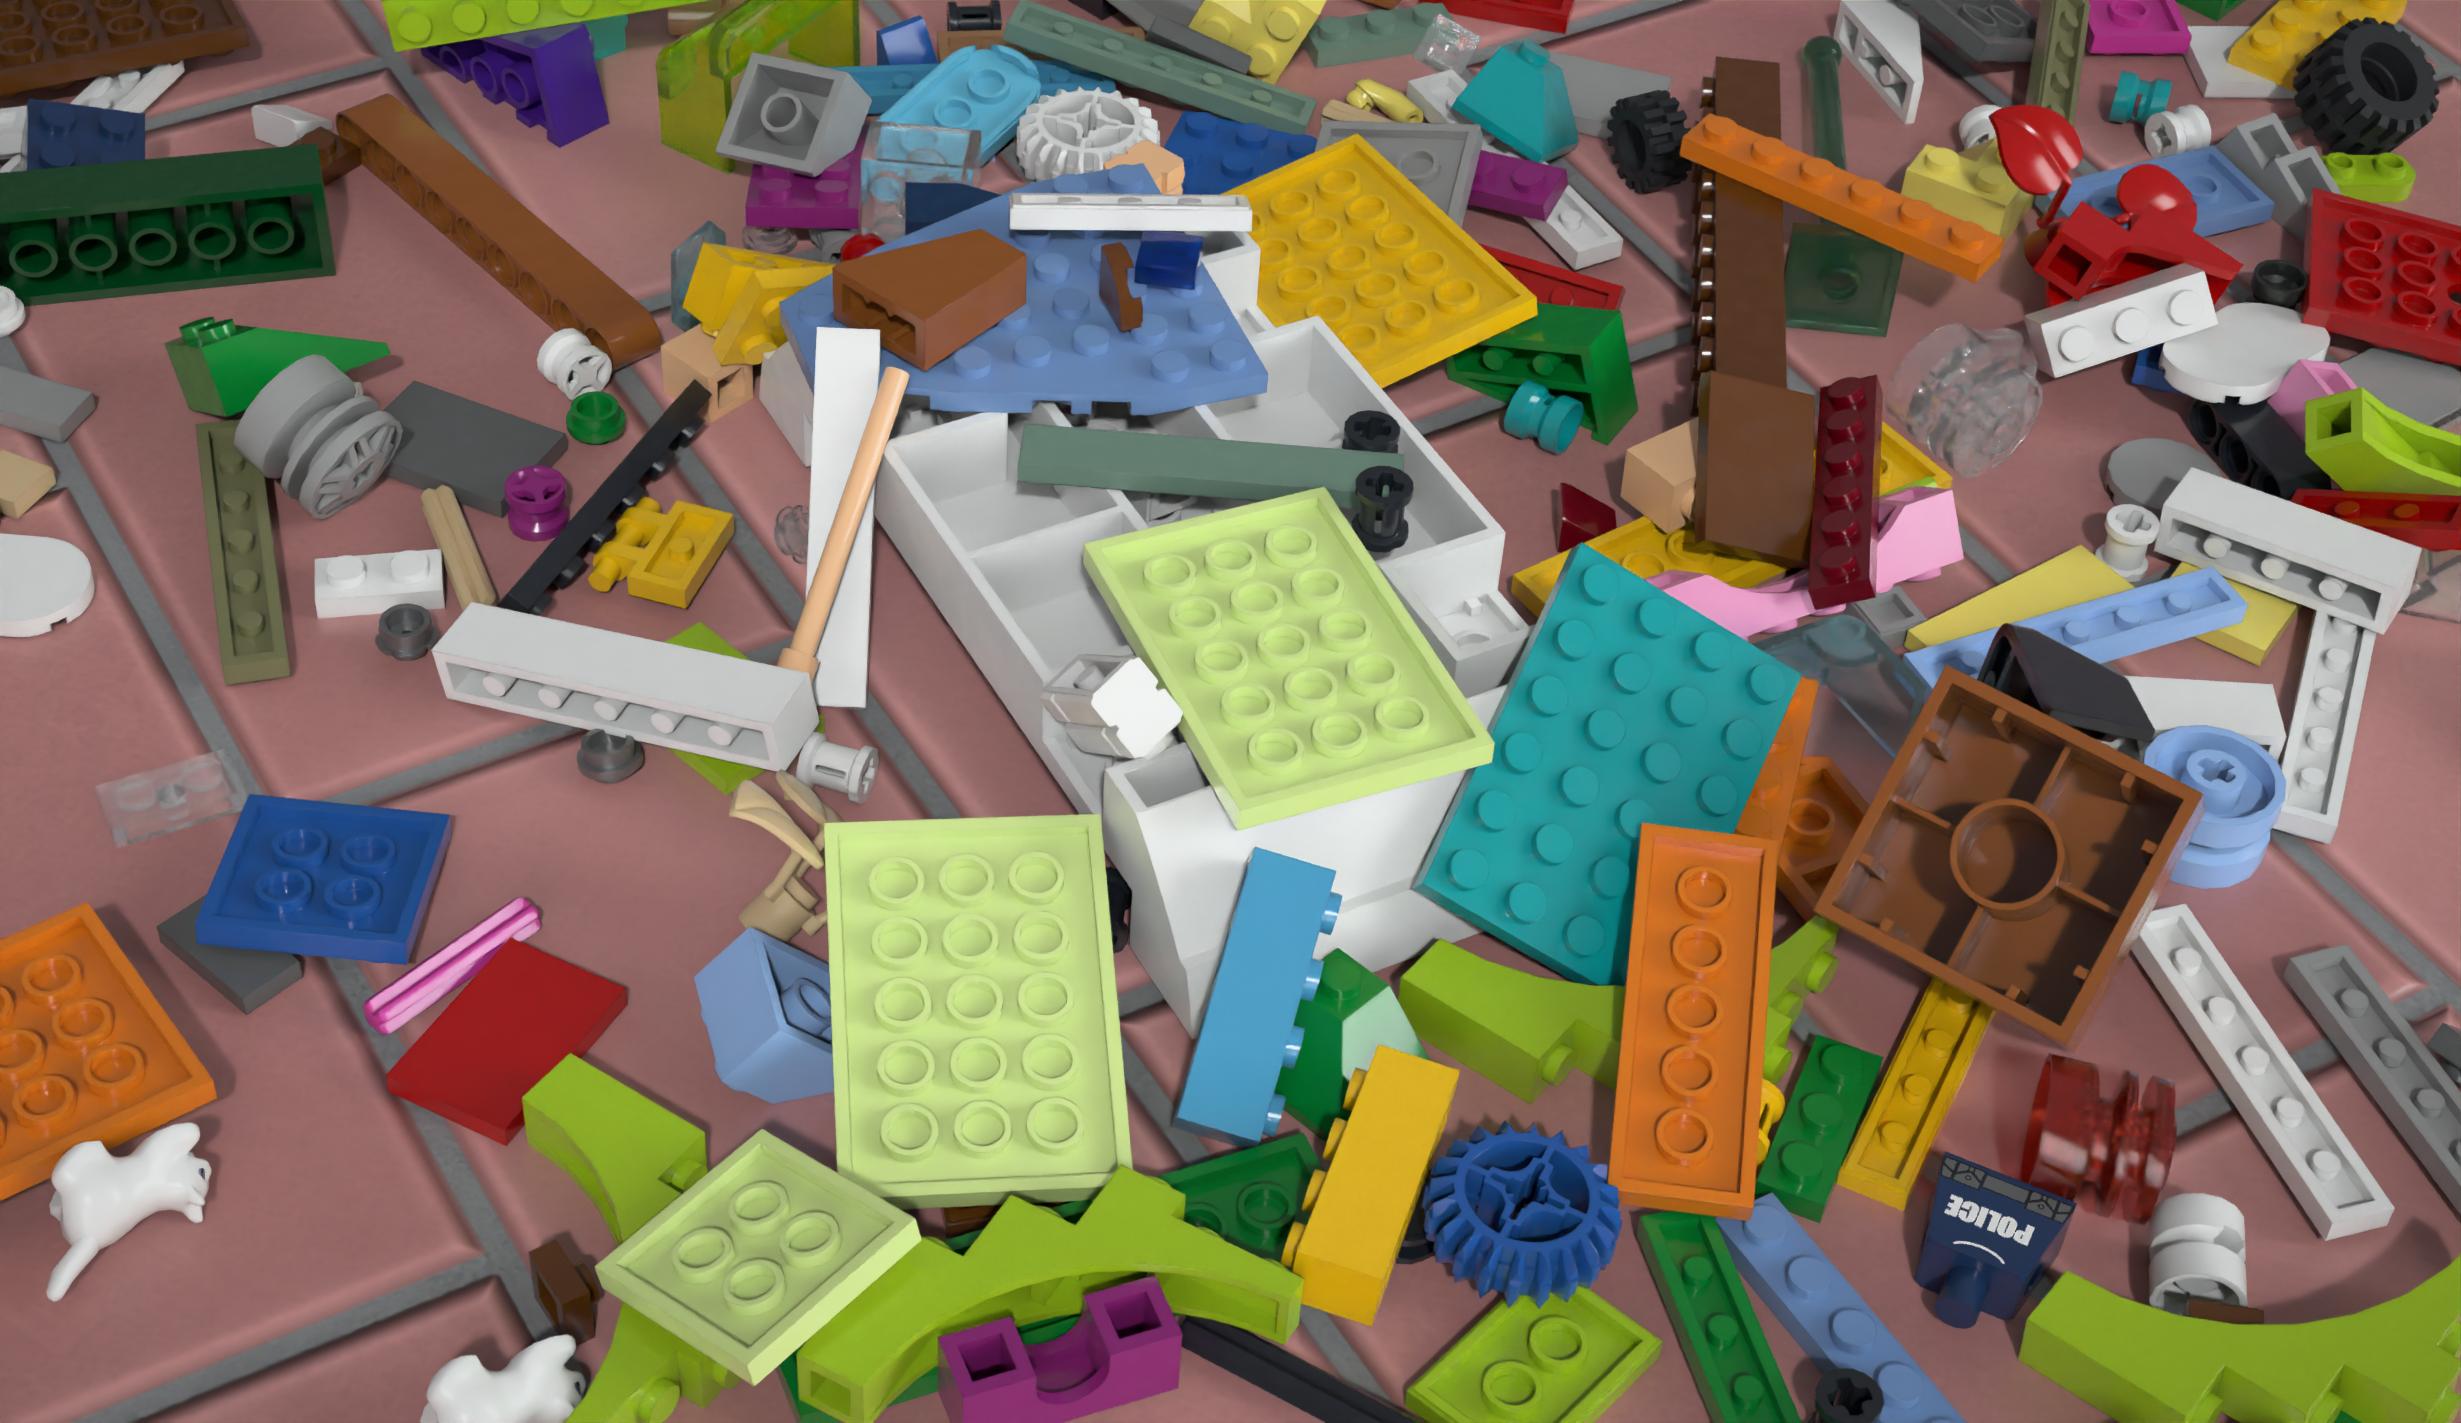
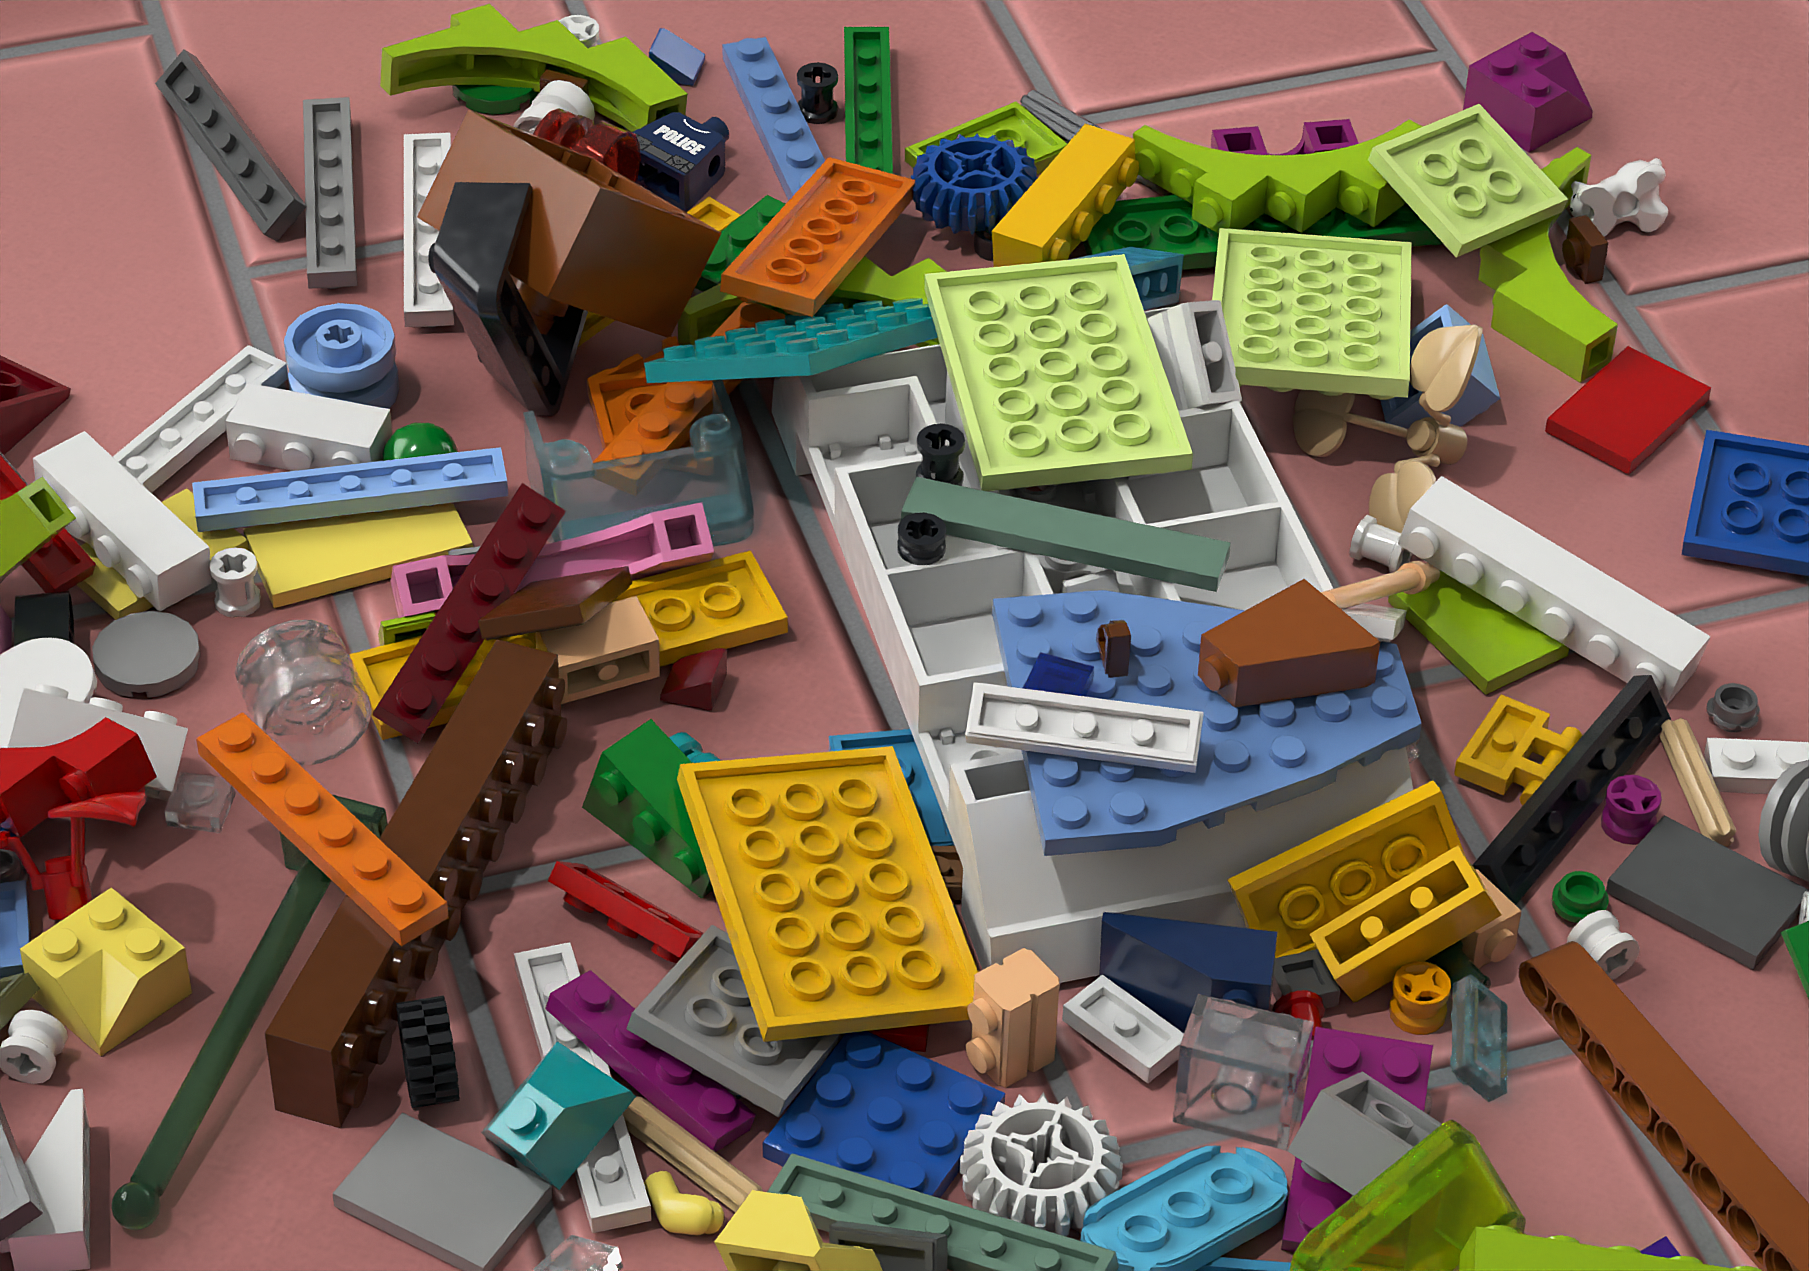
camera: 165 degrees left, 0 degrees up
(449, 966) = (1663, 460): axle -> none

